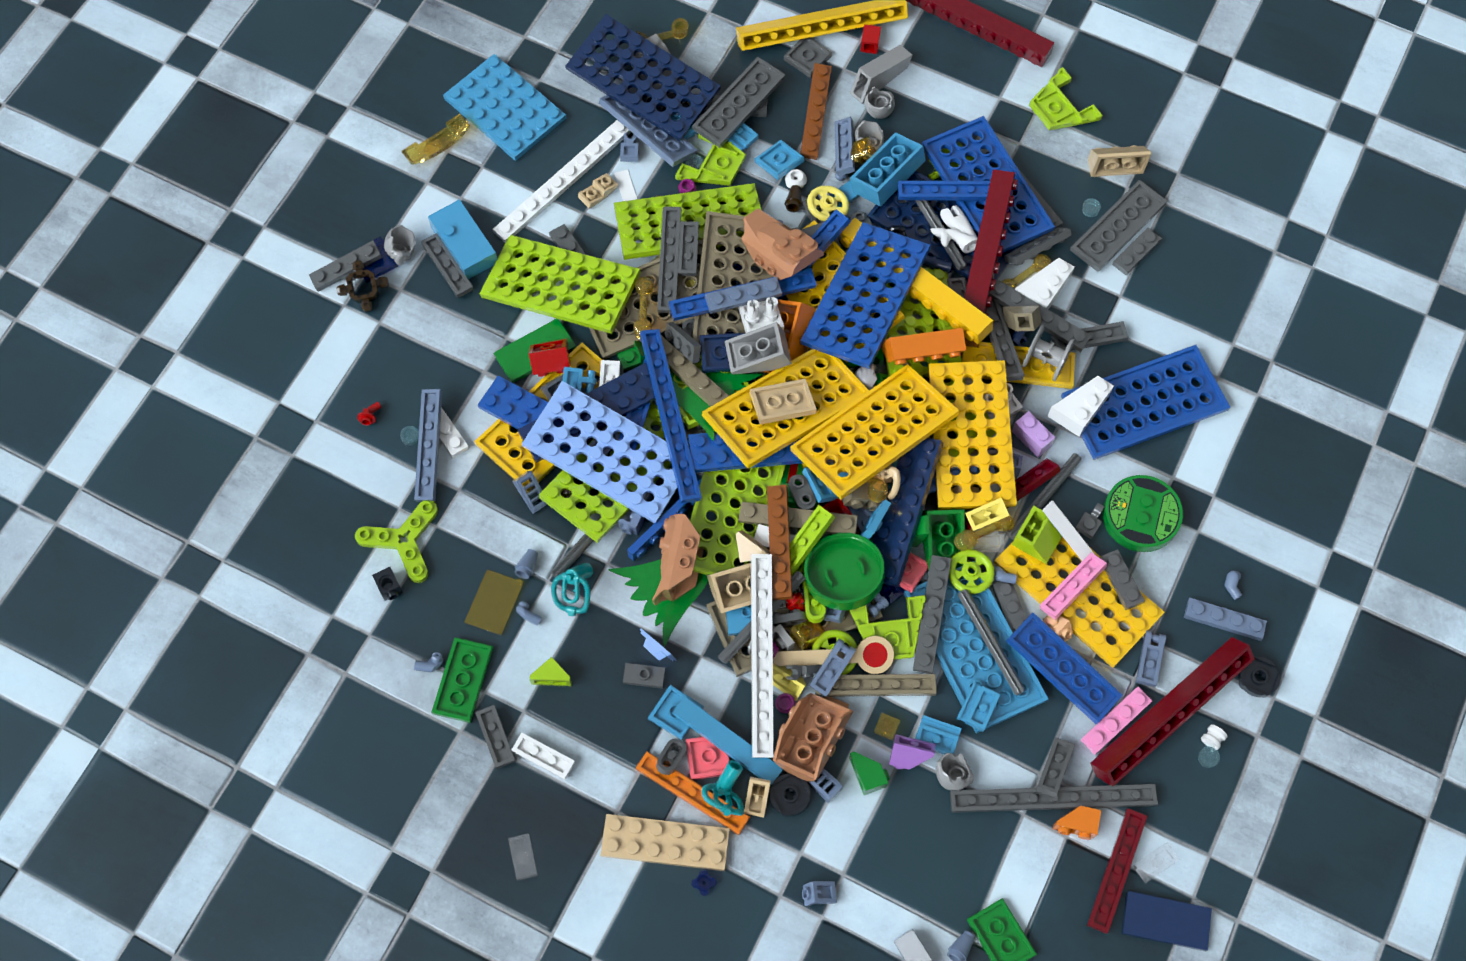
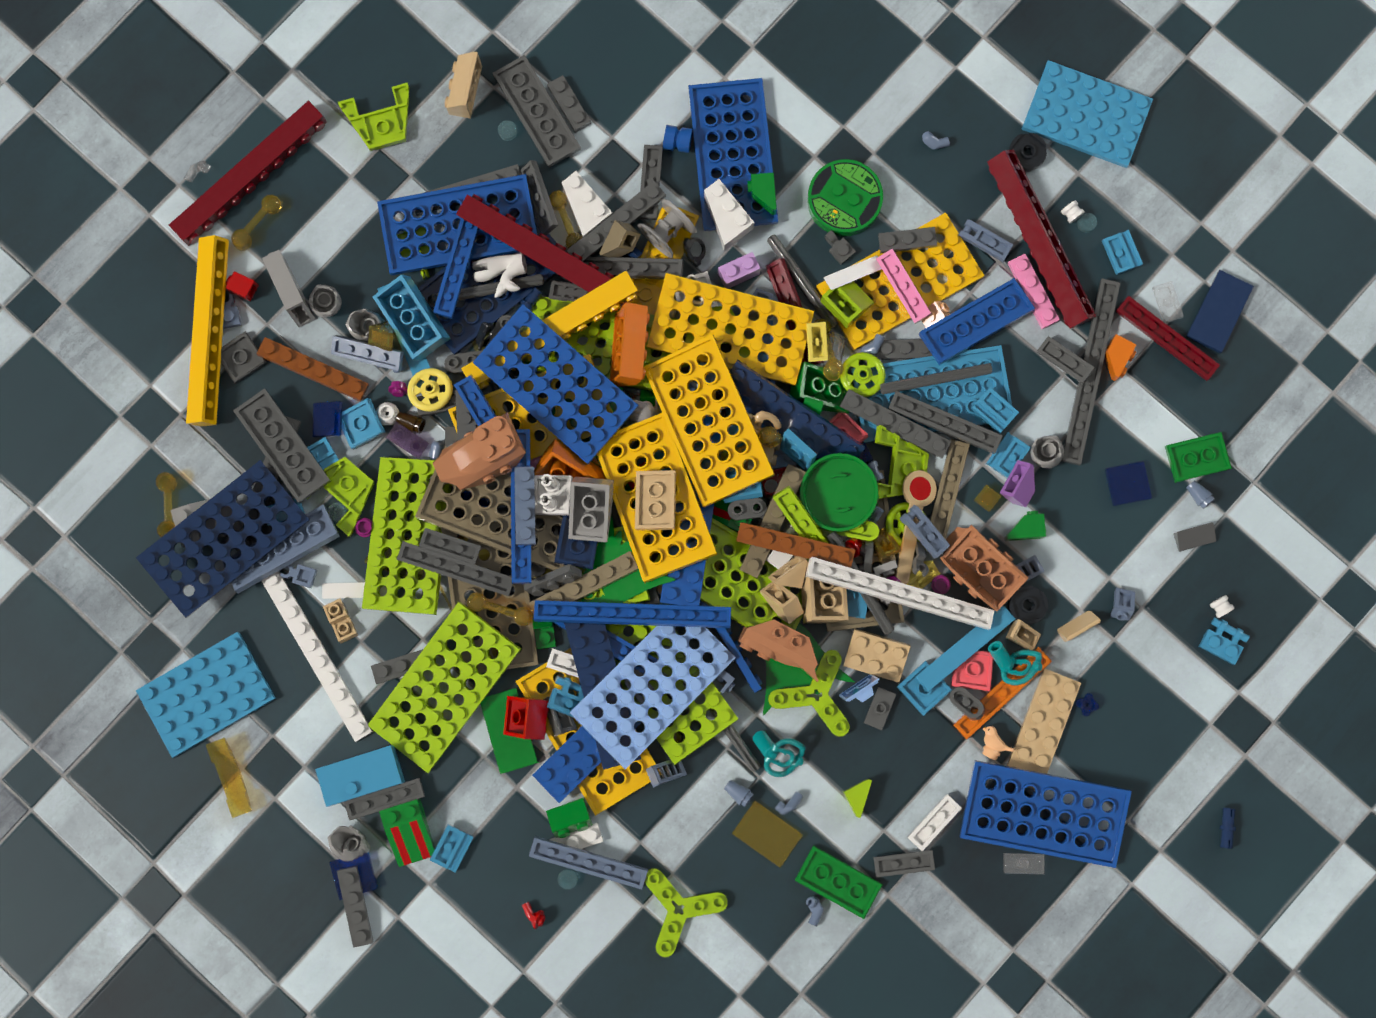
camera: 70 degrees left, 15 degrees up
(366, 304) = (406, 893): dark brown piece -> none
(384, 577) = (718, 941): black brick -> none
(415, 330) = (451, 848): none -> dark azure plate
(422, 291) = (408, 832): none -> green slope
(466, 419) = (569, 818): none -> green brick
(610, 870) = (1047, 845): none -> blue piece
(637, 795) = (994, 743): none -> light nougat animal
(655, 615) = (825, 706): none -> lime piece
(696, 657) = (876, 655): none -> tan plate
(720, 549) = (782, 602): none -> tan slope
(774, 133) = (327, 419): none -> clear blue piece
(776, 200) = (407, 440): none -> clear purple slope
(782, 852) = (1078, 626): none -> tan slope
(820, 179) = (397, 388): none -> magenta plate
(844, 38) = (231, 314): none -> sand blue plate
(912, 27) = (270, 204): none -> clear yellow piece
(948, 868) = (1128, 483): none -> clear blue tile
(949, 661) = (945, 422): none -> dark grey plate
(1028, 394) = (687, 243): none -> black piece
(1120, 433) = (763, 191): none -> green slope
(1140, 347) = (677, 138): none -> blue wheel
(1190, 799) = (1122, 252): none -> dark azure plate
(1225, 619) = (965, 161): sand blue plate -> none
(1323, 729) = (1087, 114): none -> dark azure plate

